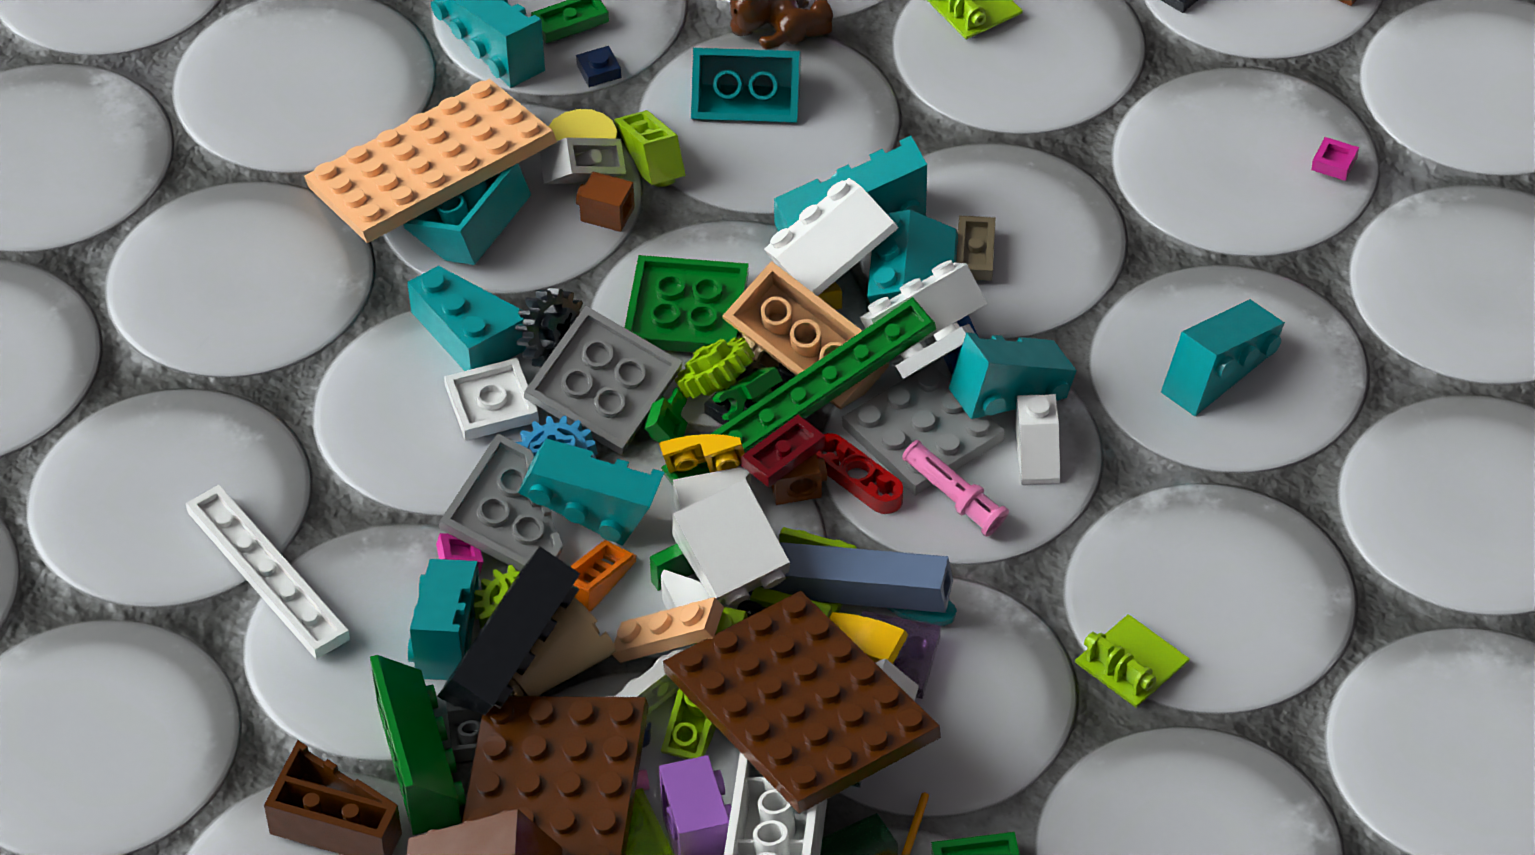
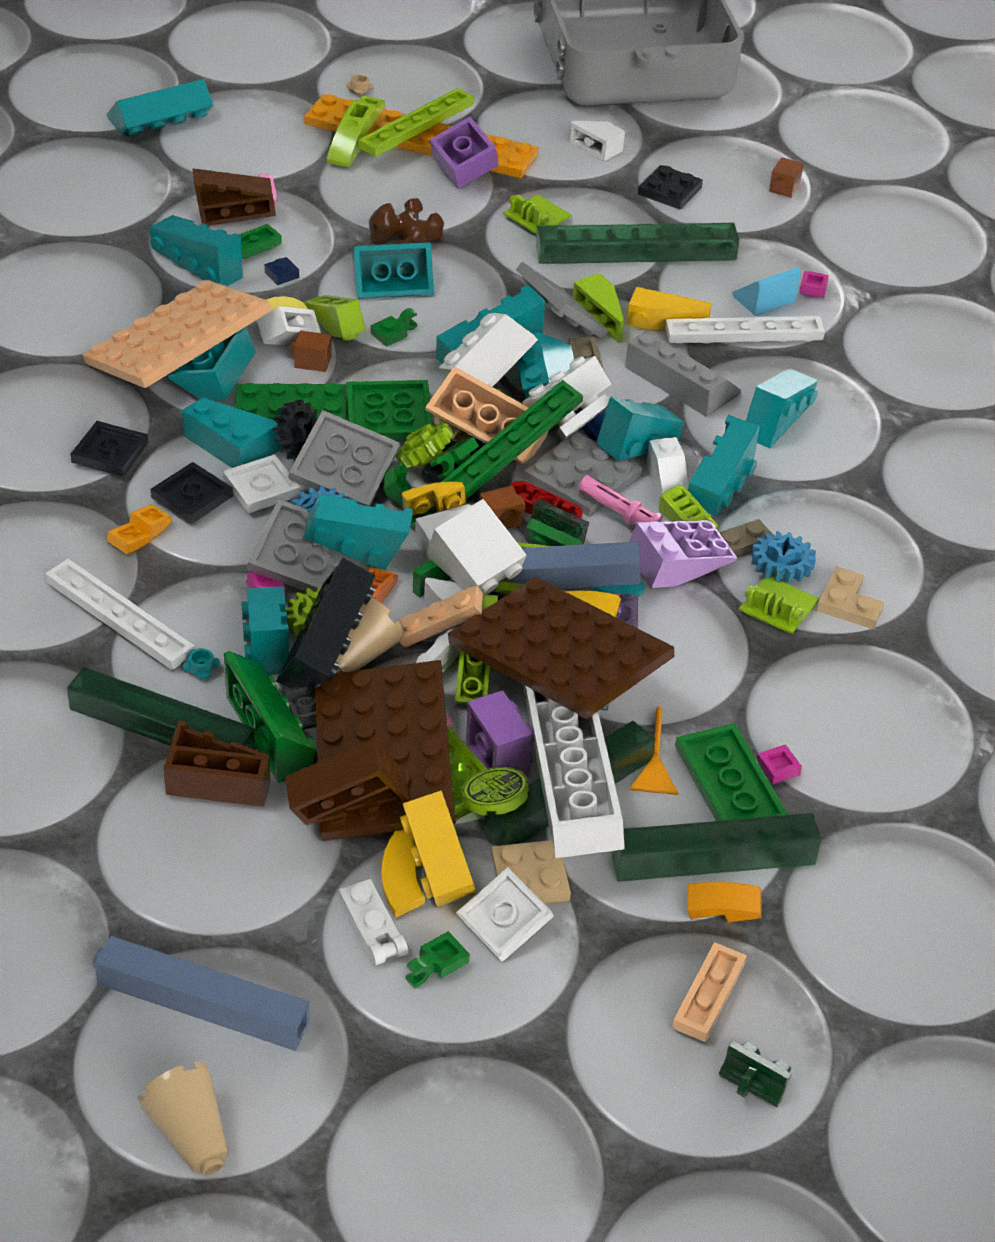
camera: 15 degrees left, 5 degrees down
(276, 720) = (148, 711): none -> clear green brick
(308, 324) = (109, 448): none -> black plate
(327, 446) = (143, 527): none -> light orange slope
(352, 647) = (201, 663): none -> teal plate
(398, 402) = (191, 492): none -> black plate
(596, 278) = (267, 398): none -> green plate
(725, 176) = (393, 330): none -> green plate
(783, 451) = (495, 487): dark red plate -> none
(840, 525) = (545, 535): none -> green plate
(864, 507) = (560, 520): none -> clear green plate
(959, 160) = (561, 302): none -> light grey plate
(1015, 566) = (679, 551): none -> lavender slope
(1016, 156) = (601, 301): none -> lime slope
(1039, 485) = (680, 498): none -> lime slope
(1099, 287) = (678, 374): none -> light grey slope
(1100, 68) = (637, 243): none -> clear green brick
(1106, 184) = (651, 308): none -> yellow slope
(1111, 556) = (744, 536): none -> dark tan plate
(1114, 448) = (727, 467): none -> teal wedge
(1156, 591) = (783, 557): none -> dark azure gear
(1212, 224) = (744, 329): none -> white plate
(1222, 664) = (843, 601): none -> tan plate
(1265, 167) = (769, 292): none -> medium azure slope

